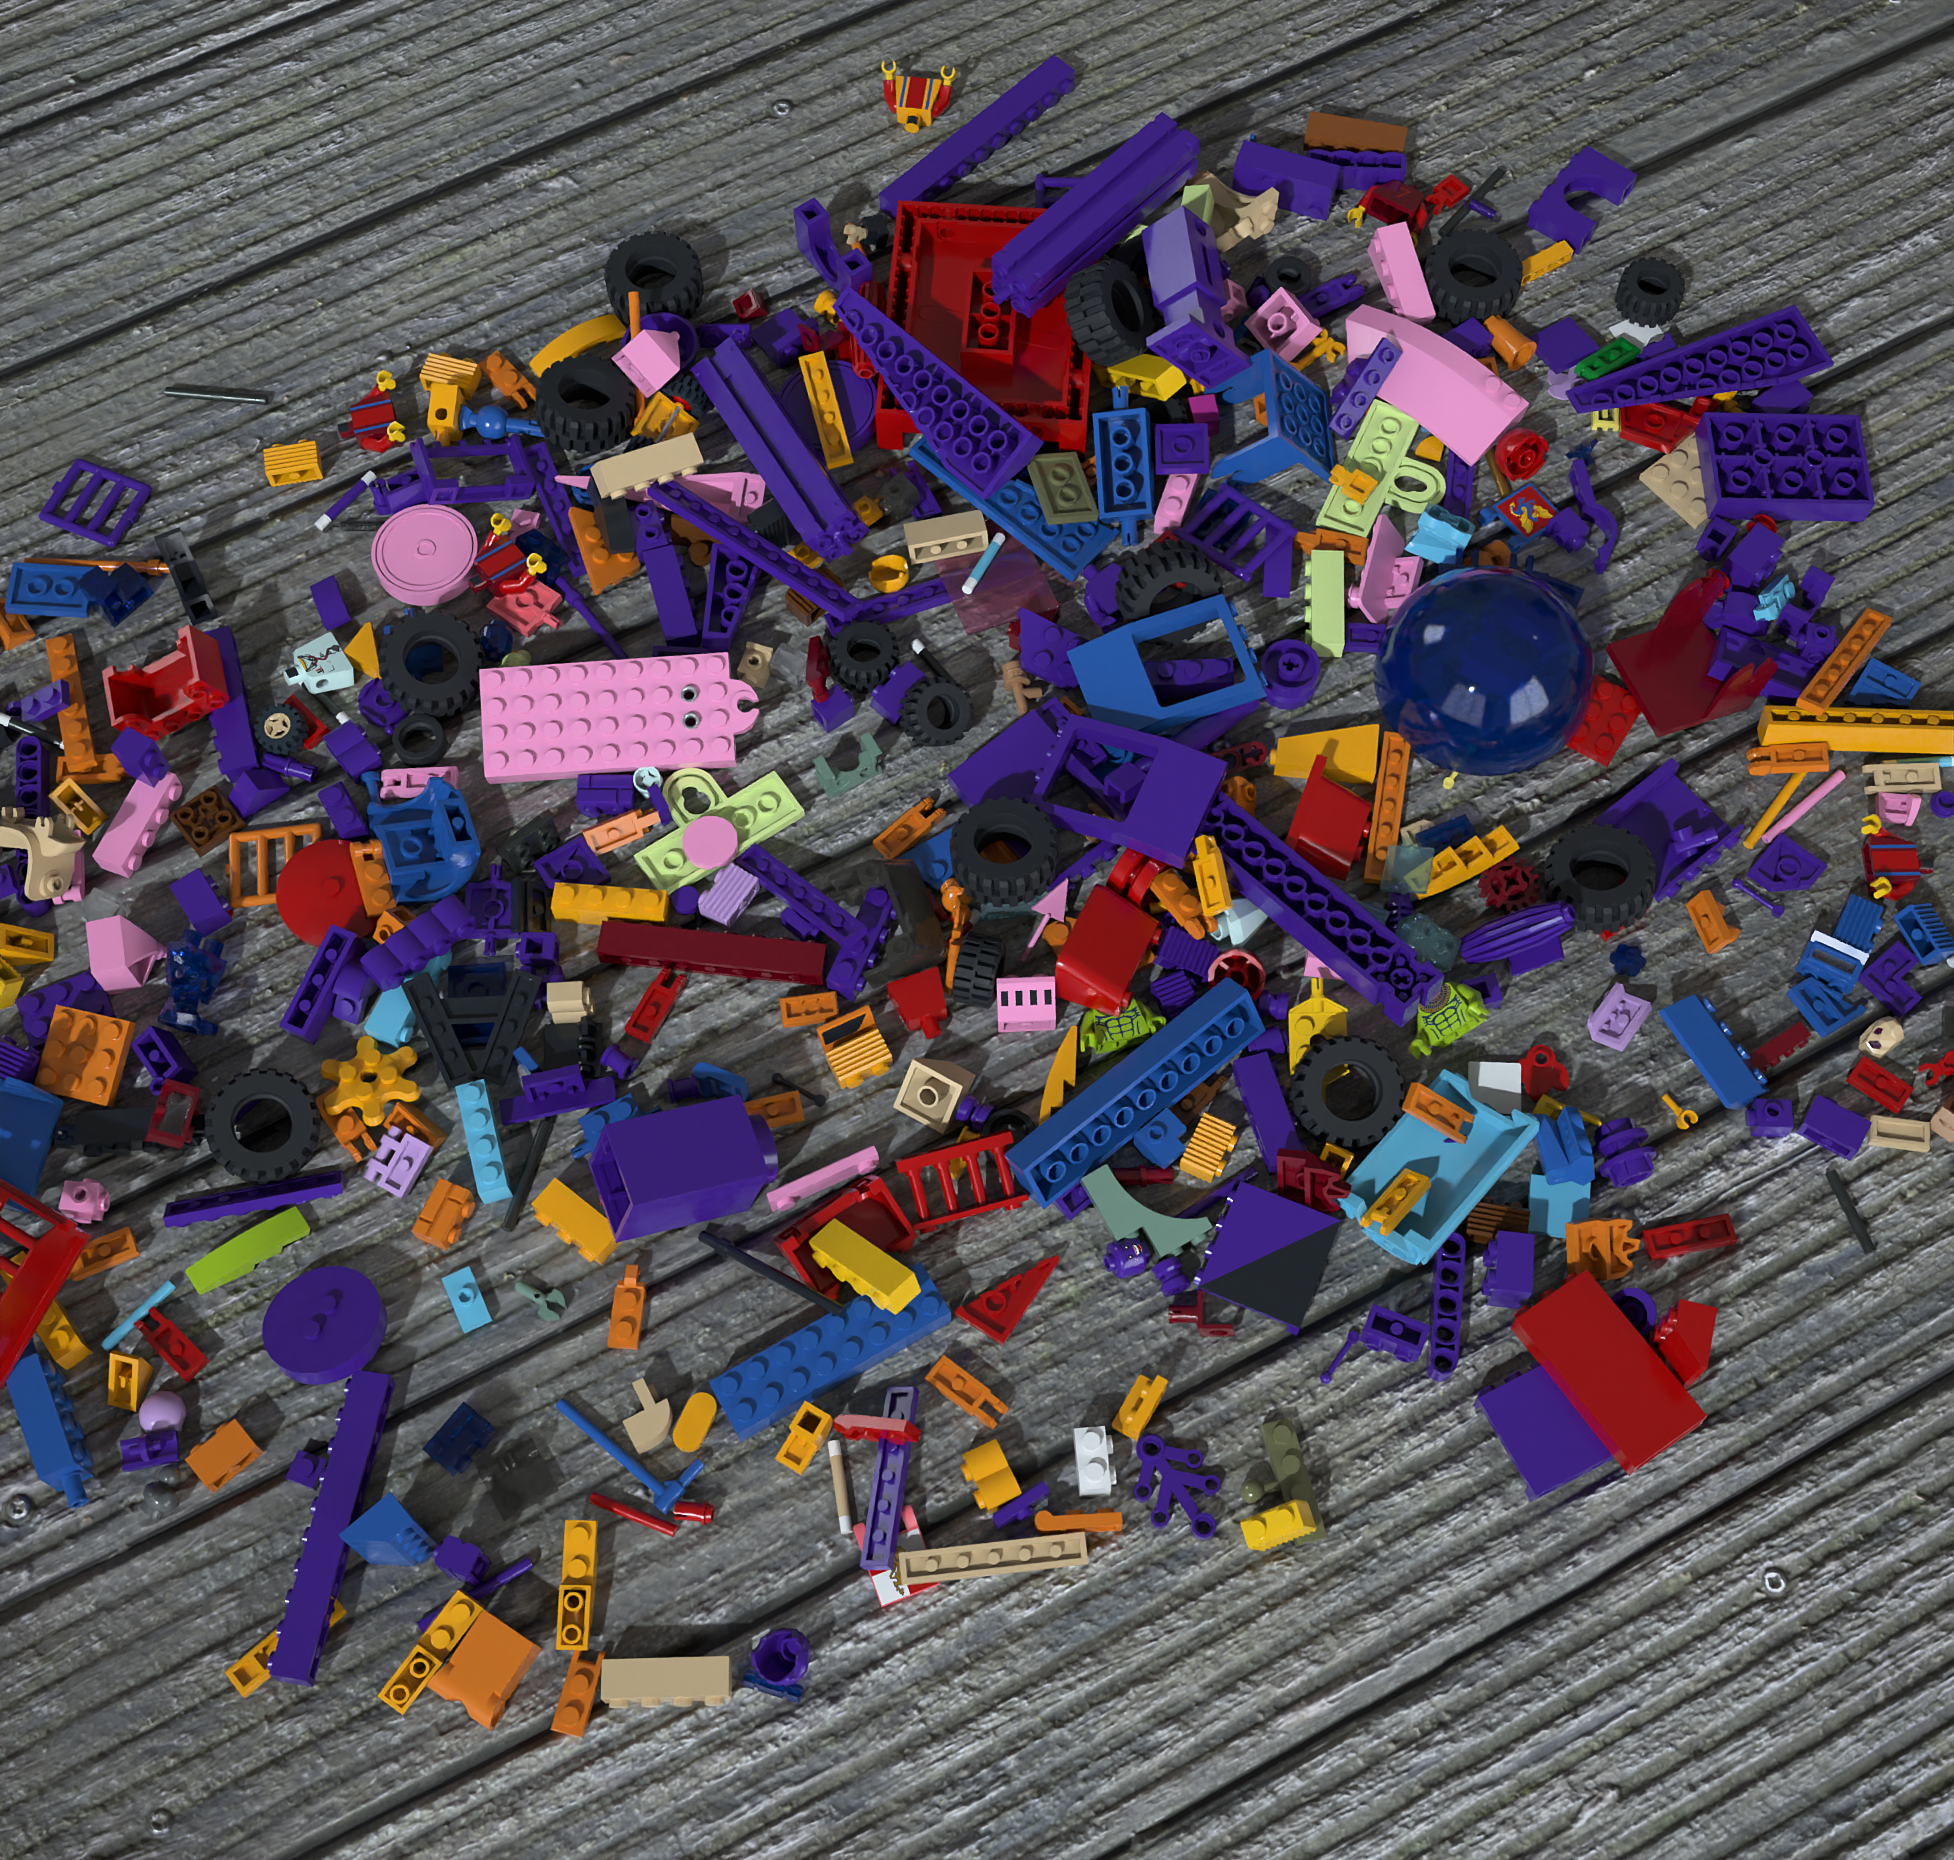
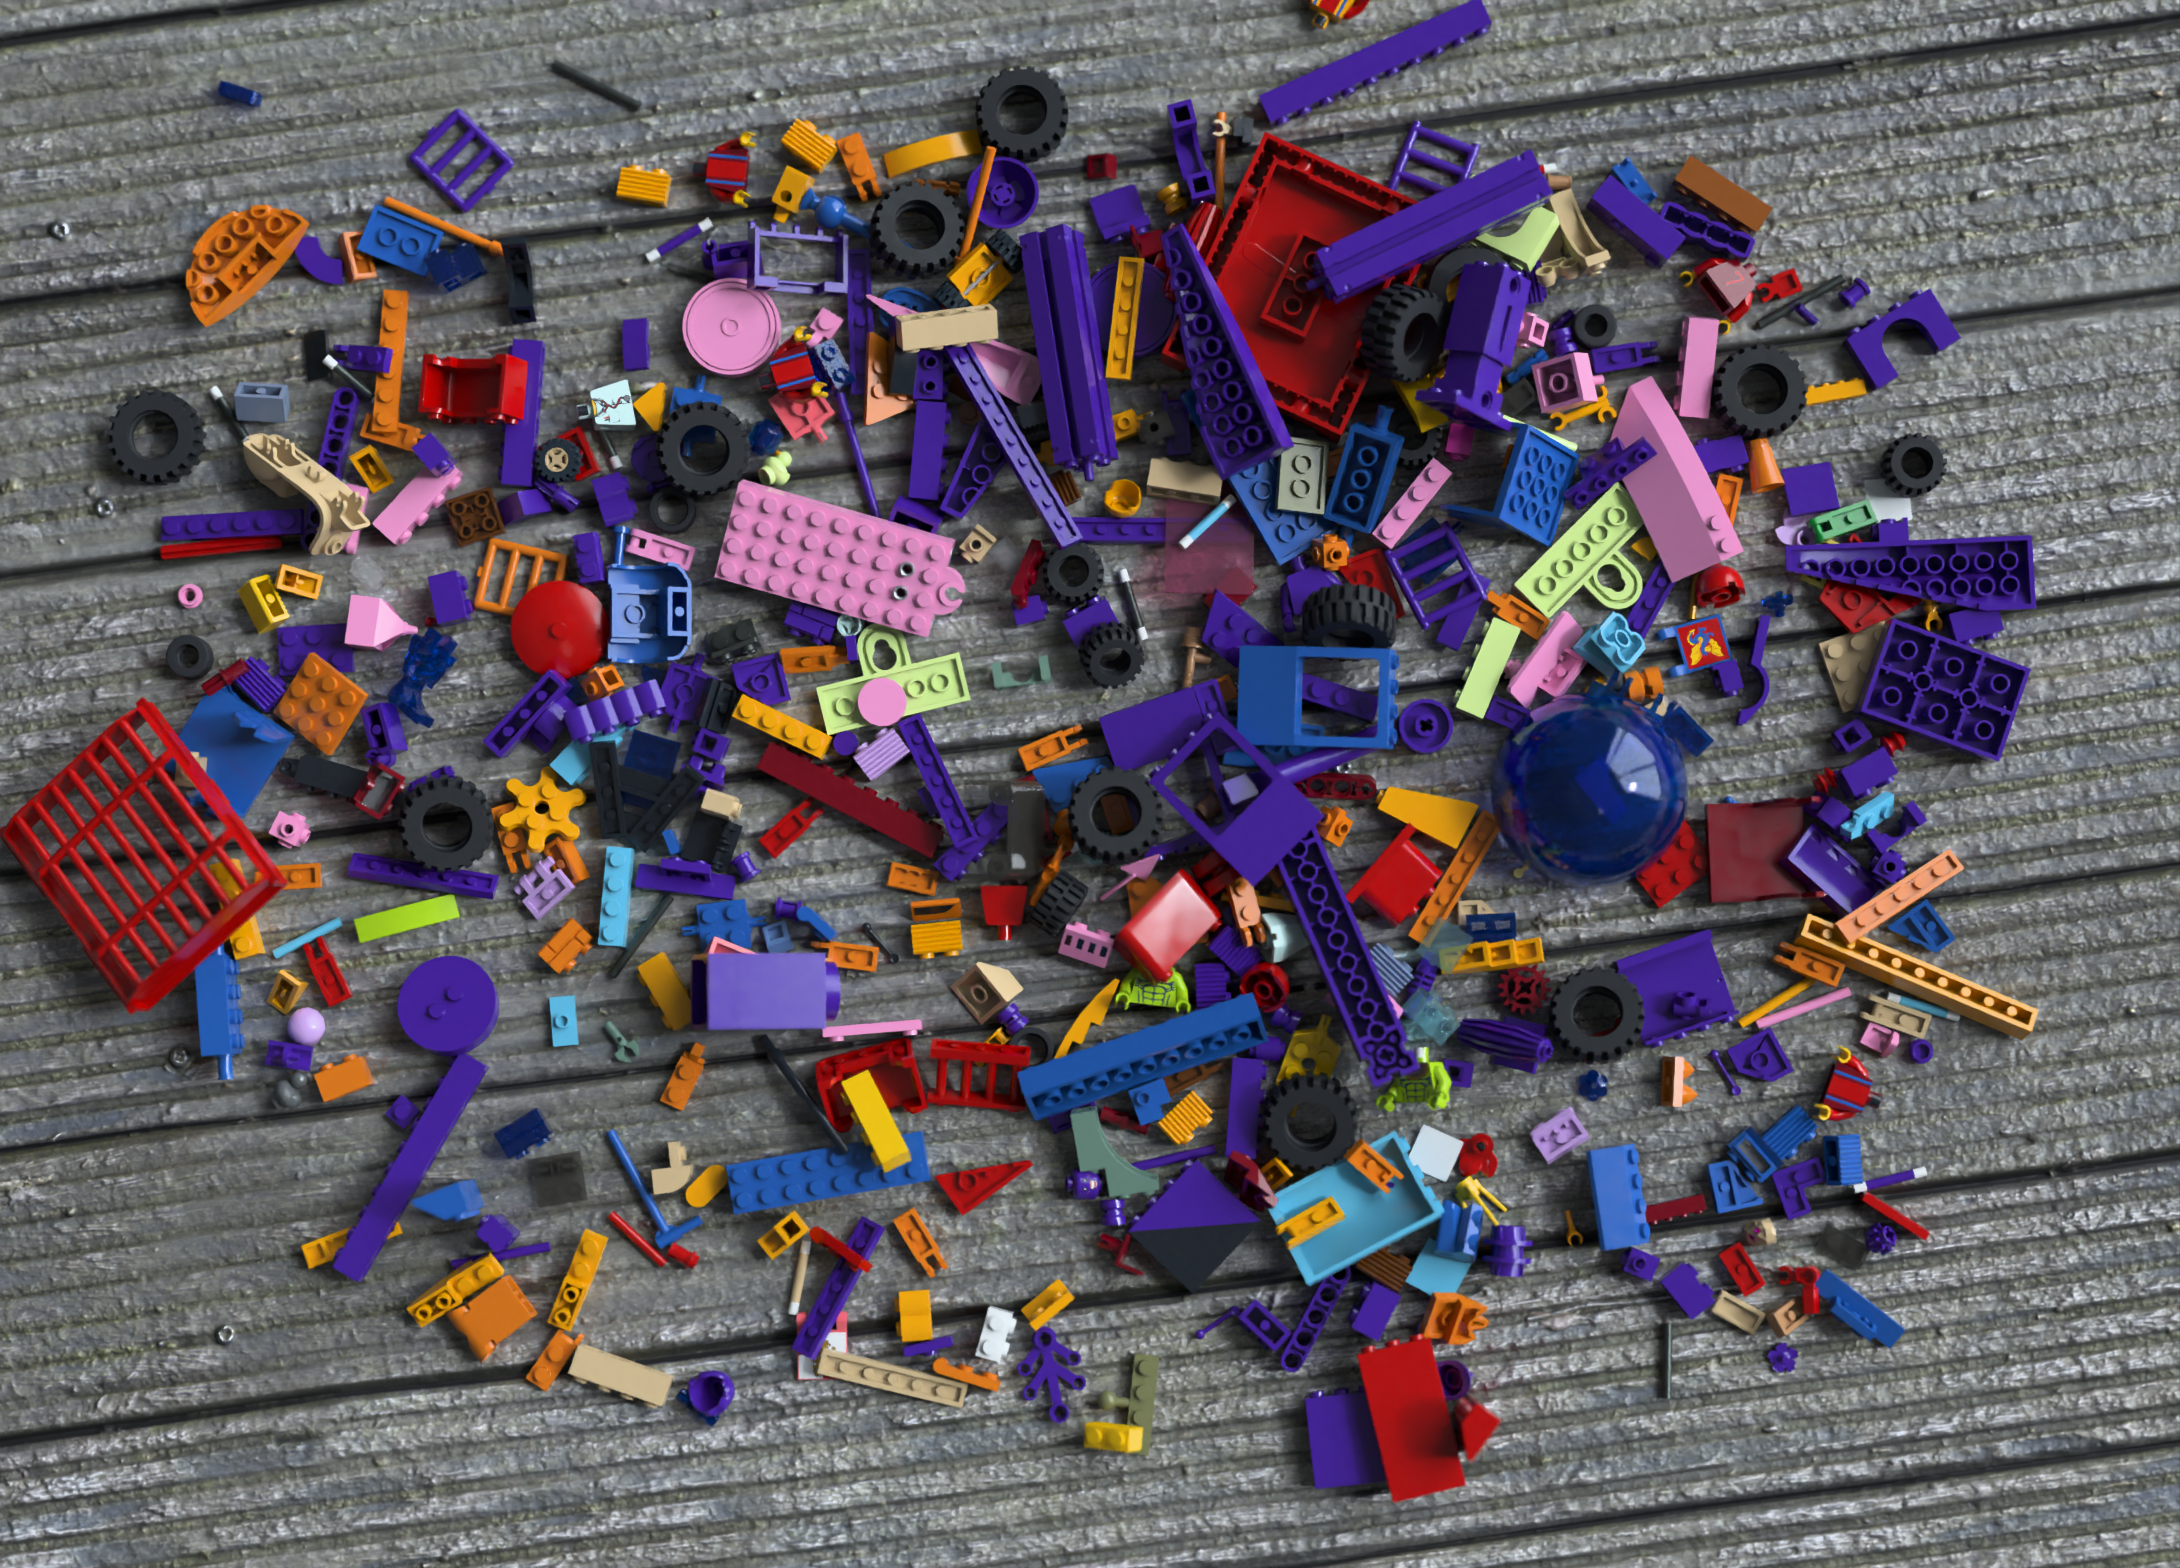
camera: 25 degrees right, 20 degrees up
(372, 877) = (595, 632): orange plate -> none
(650, 359) = (985, 221): bright pink piece -> none
(714, 334) = (1057, 188): dark purple hinge -> none
(1119, 546) = (1330, 552): none -> orange brick
(1181, 448) = (1418, 482): dark purple plate -> none
(1211, 877) = (1273, 904): light orange hinge -> none
(1354, 485) = (1561, 567): light orange plate -> none
(1519, 174) = (1854, 293): none -> dark purple bush
(1689, 1237) = (1530, 1331): red tile -> none

